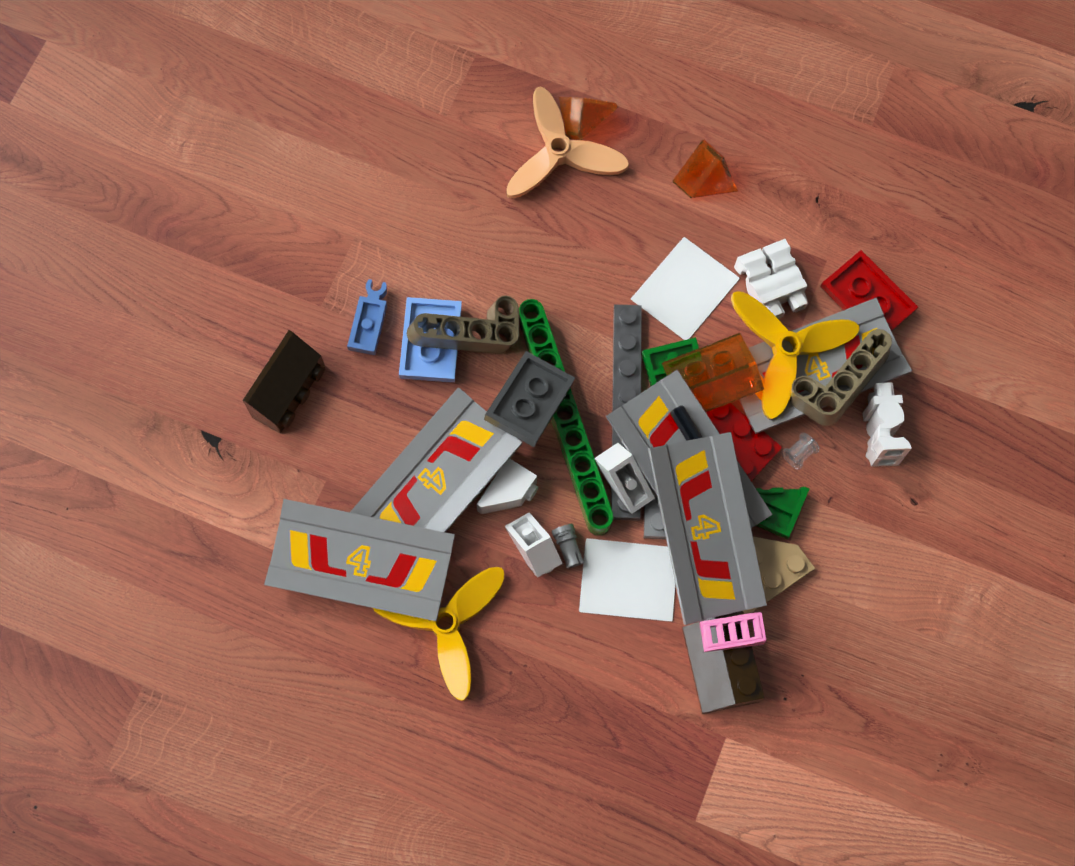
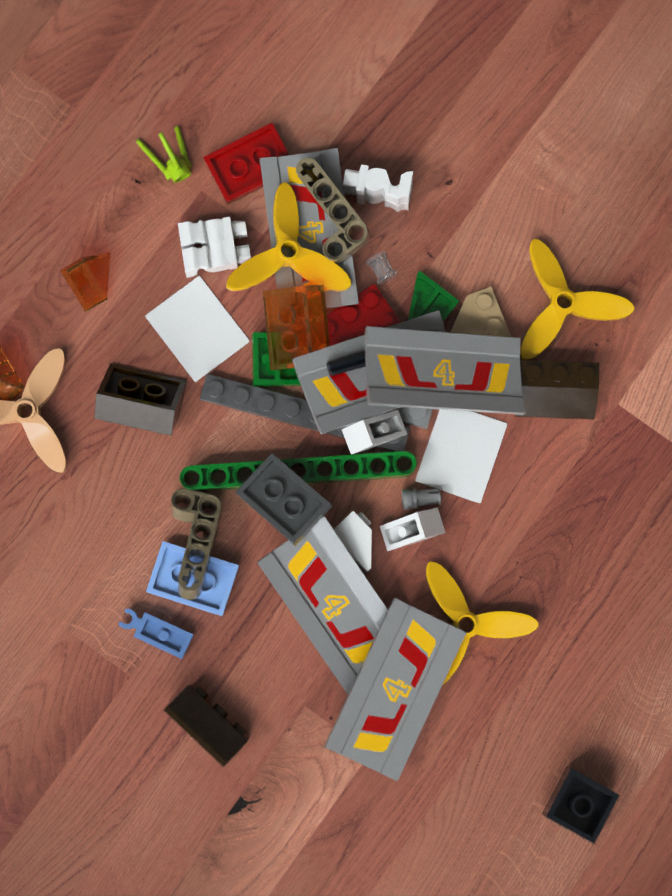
camera: 75 degrees left, 10 degrees up
(276, 787) = (580, 804): none -> black brick
(598, 248) = (139, 399): none -> dark brown slope
(743, 620) = (531, 362): bright pink slope -> none
(824, 671) = (587, 305): none -> yellow piece
(841, 230) = (178, 168): none -> lime plant

